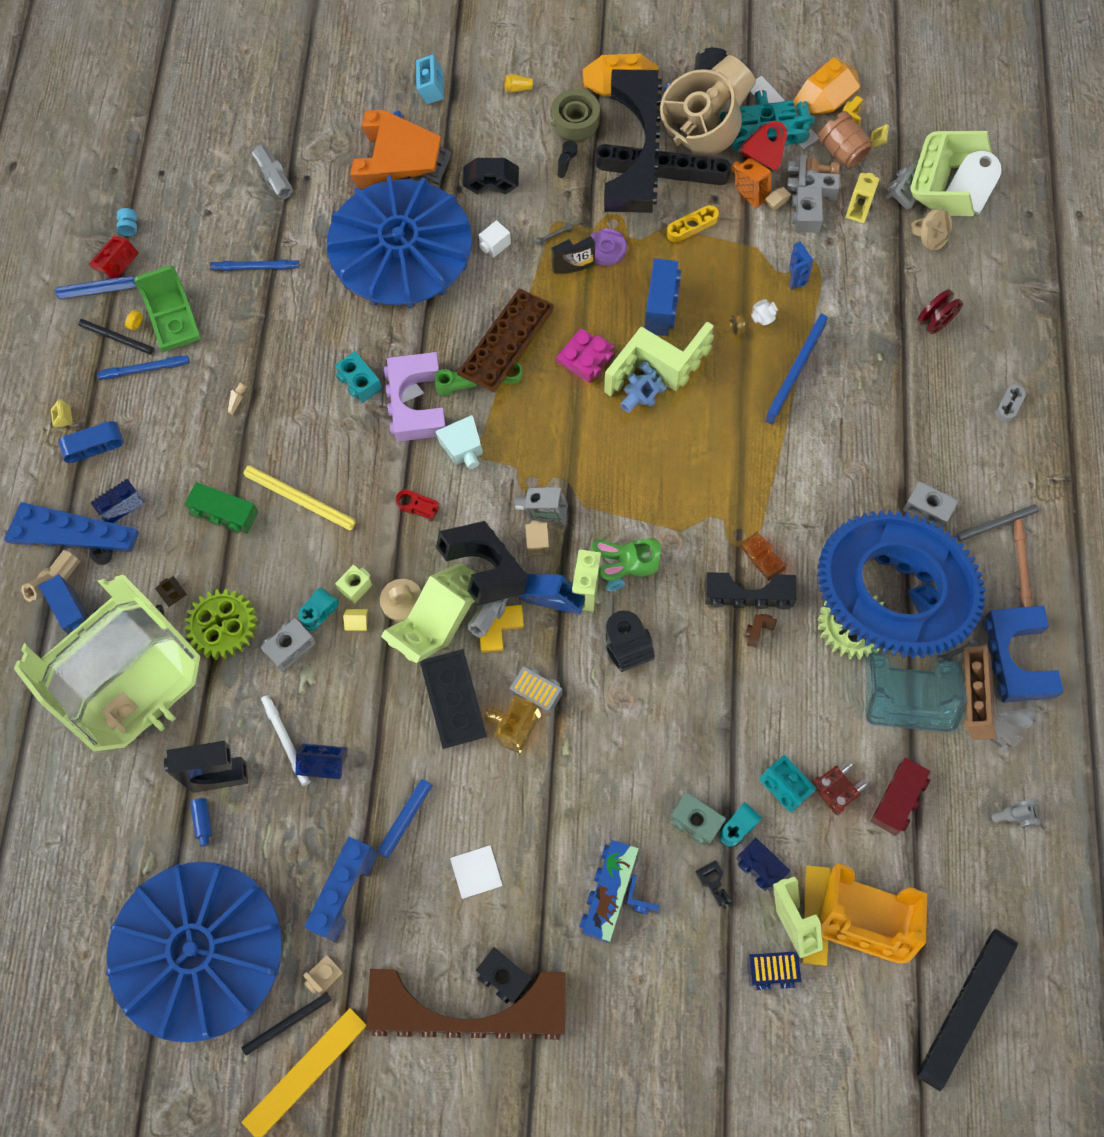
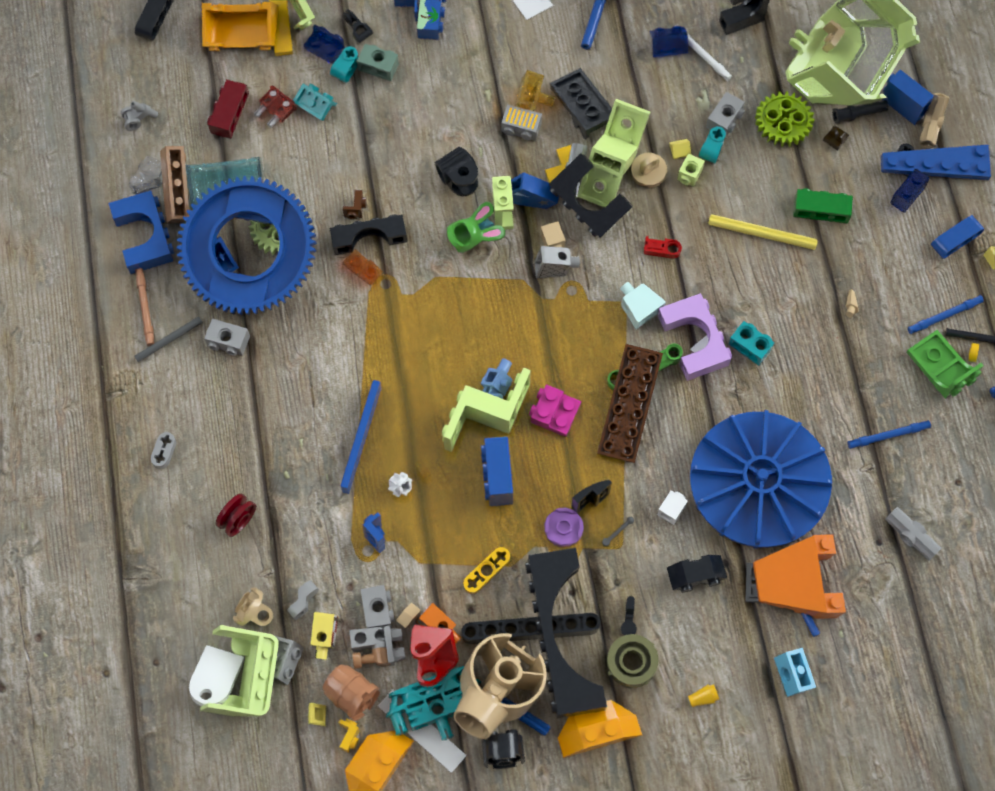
camera: 165 degrees right, 0 degrees up
(876, 236) = (300, 606): none -> light grey piece

